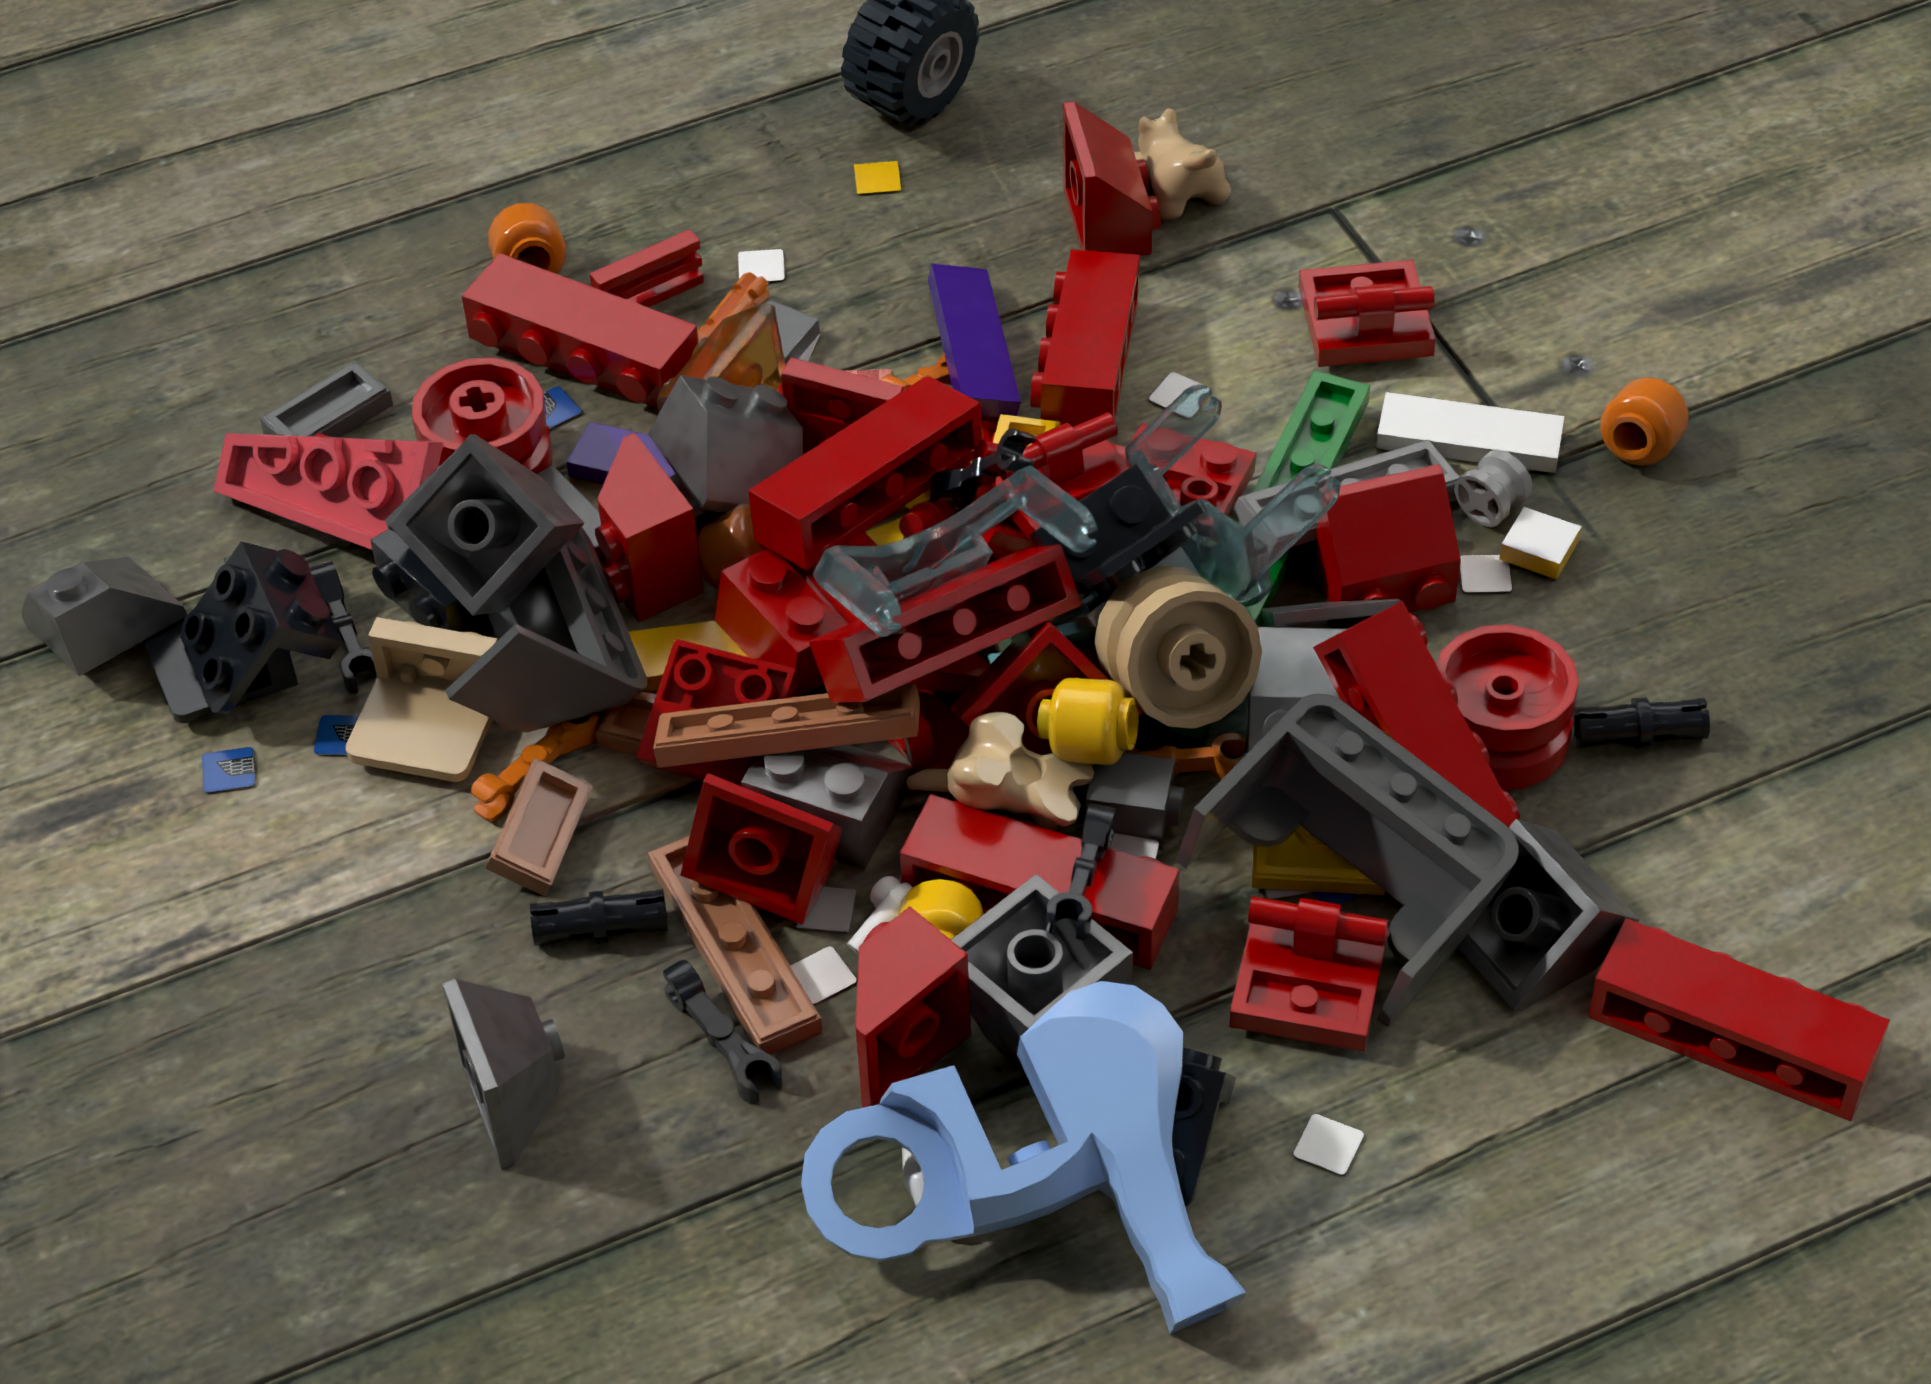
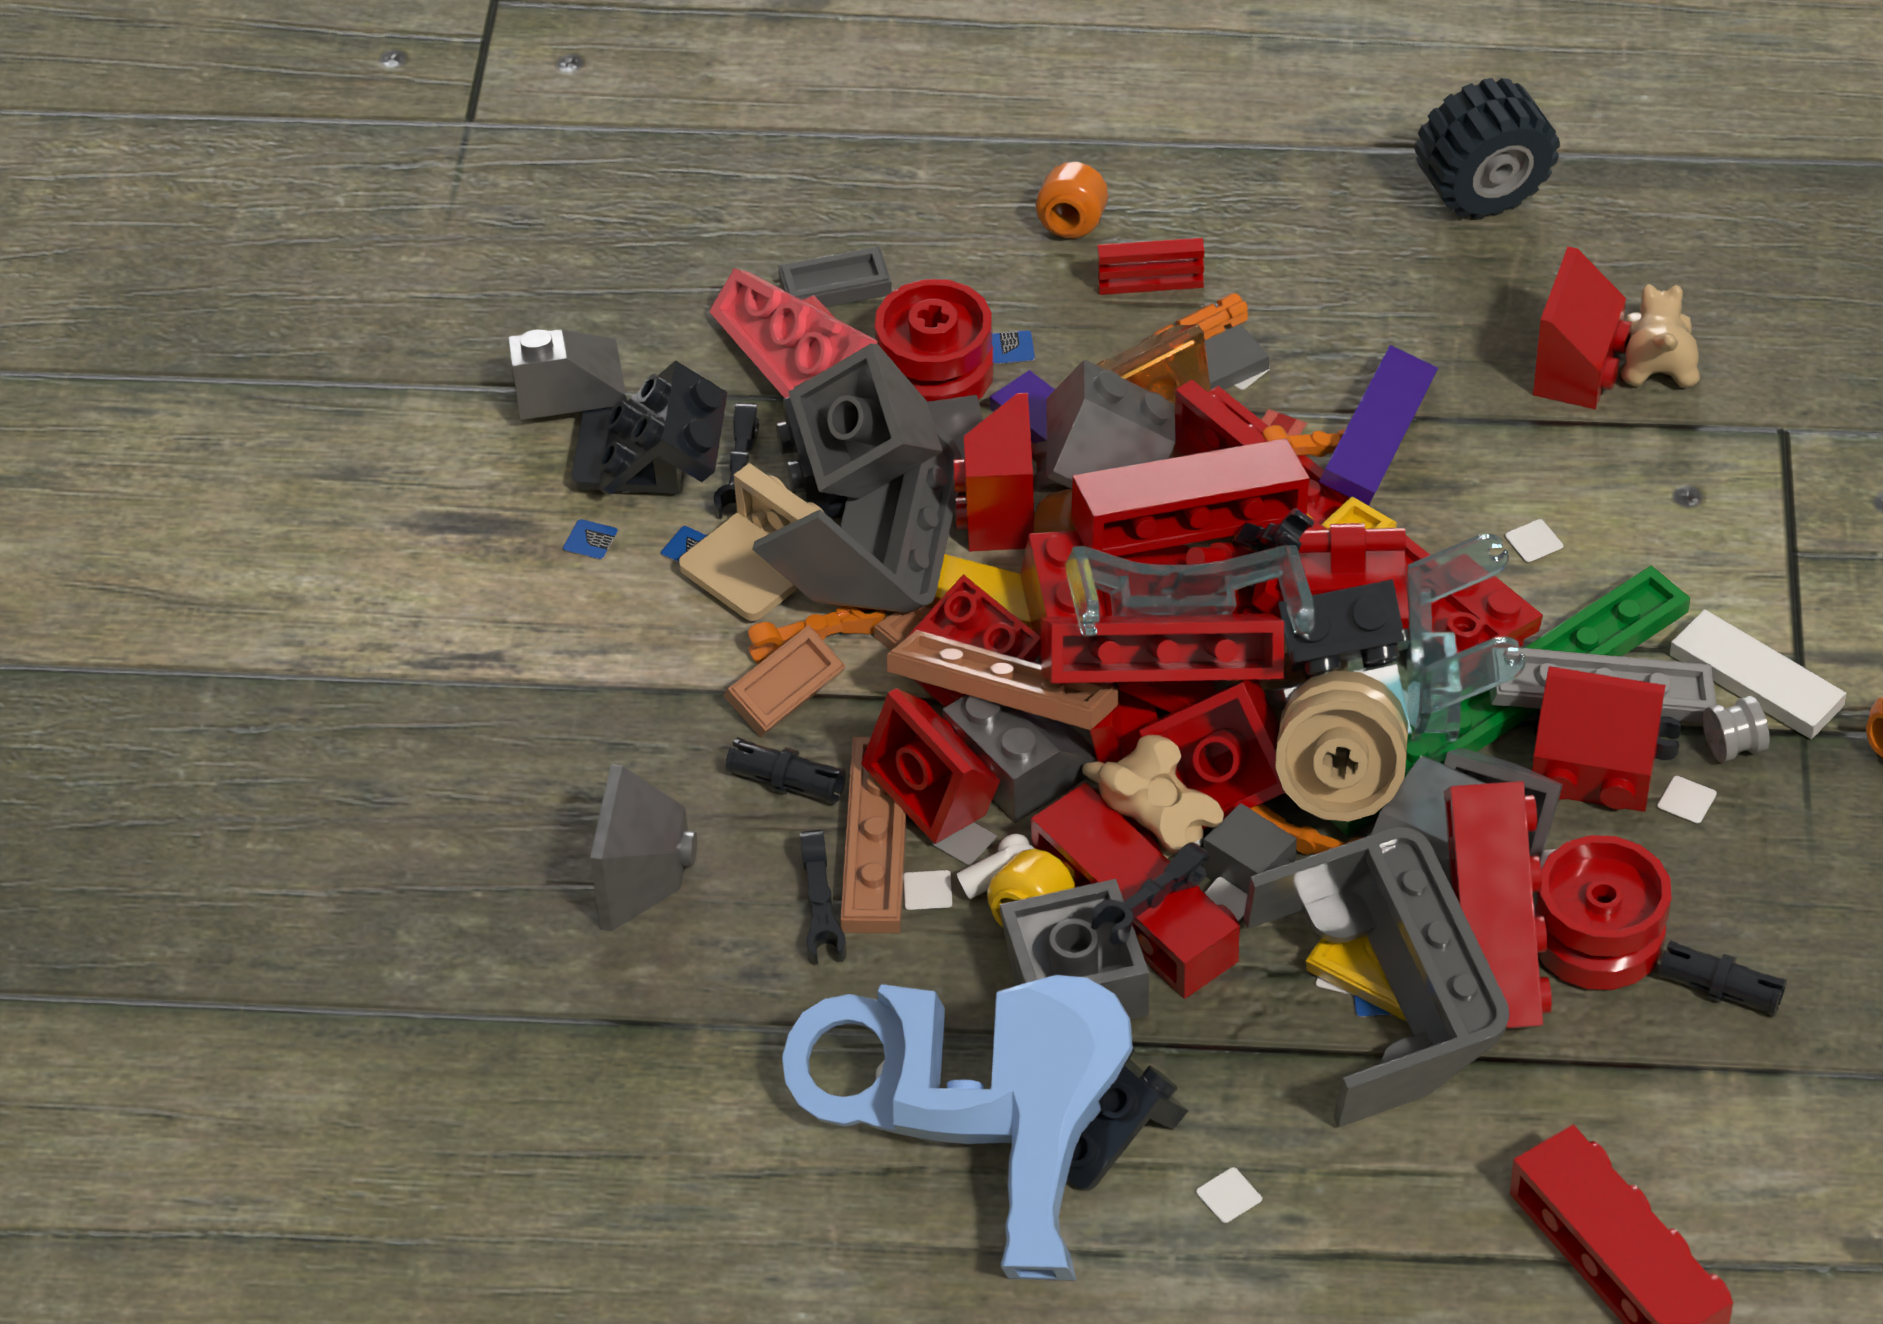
camera: 30 degrees right, 0 degrees up
(577, 329) = (1063, 285): brick -> none
(762, 263) = (1260, 291): white sticker -> none
(877, 177) = (1406, 251): yellow sticker -> none
(908, 1002) = (953, 934): red slope -> none
(1087, 337) = (1472, 464): red brick -> none
(1089, 721) = (1235, 776): yellow head -> none
(1309, 972) = (1295, 1054): red plate -> none
(1367, 313) = (1736, 533): red plate -> none
(1540, 543) = (1748, 792): white tile -> none
(1545, 921) = (1516, 1092): flat silver slope -> none

